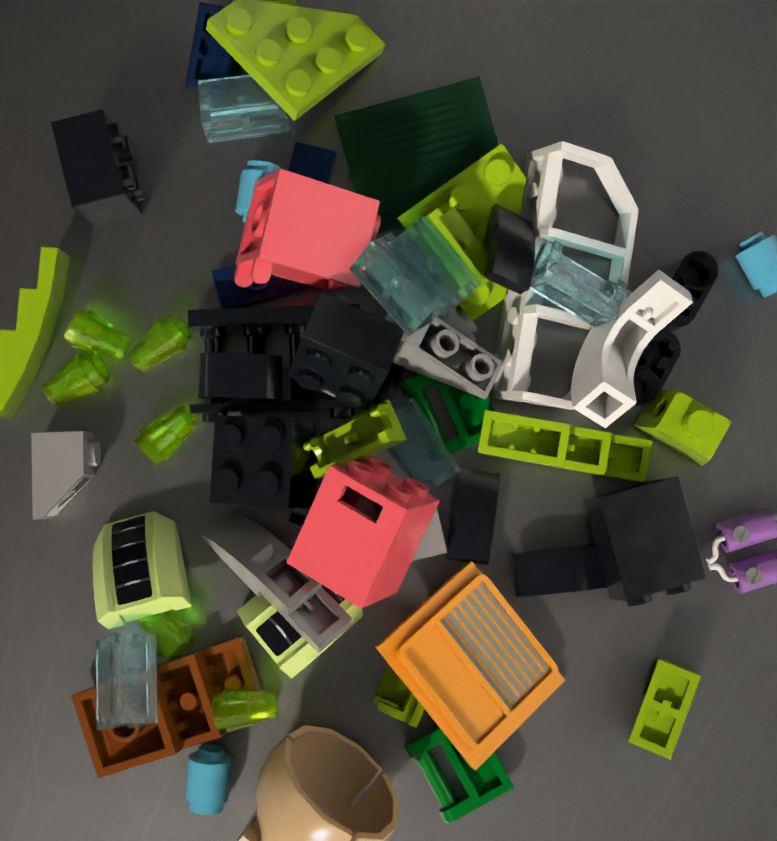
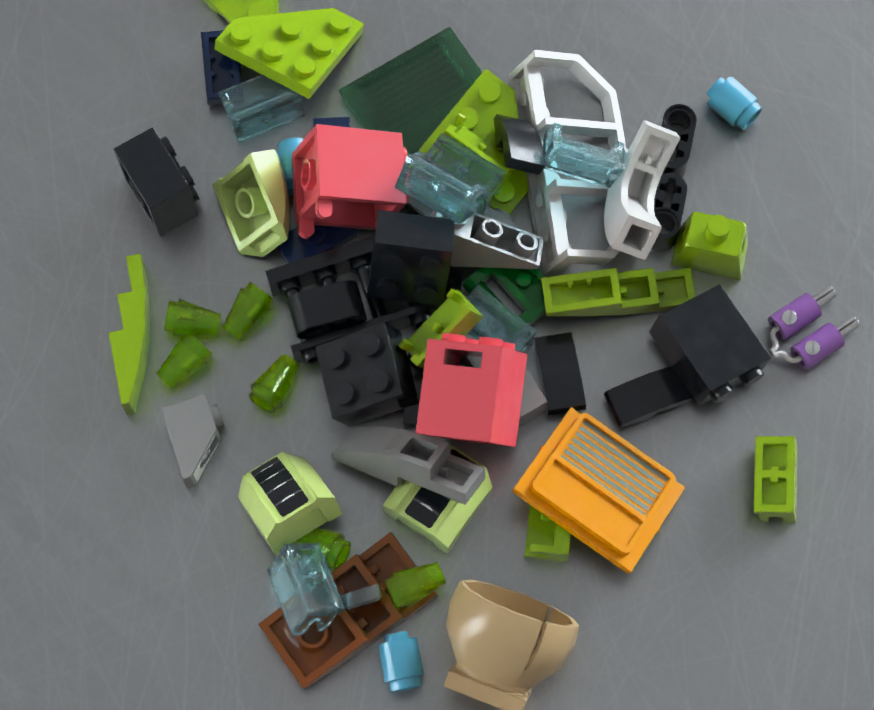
camera: 20 degrees left, 15 degrees down
(182, 708) = (361, 597): none -> dark grey tile
(203, 225) = (256, 203): none -> yellowish green slope
(481, 784) = (639, 589): green plate -> none

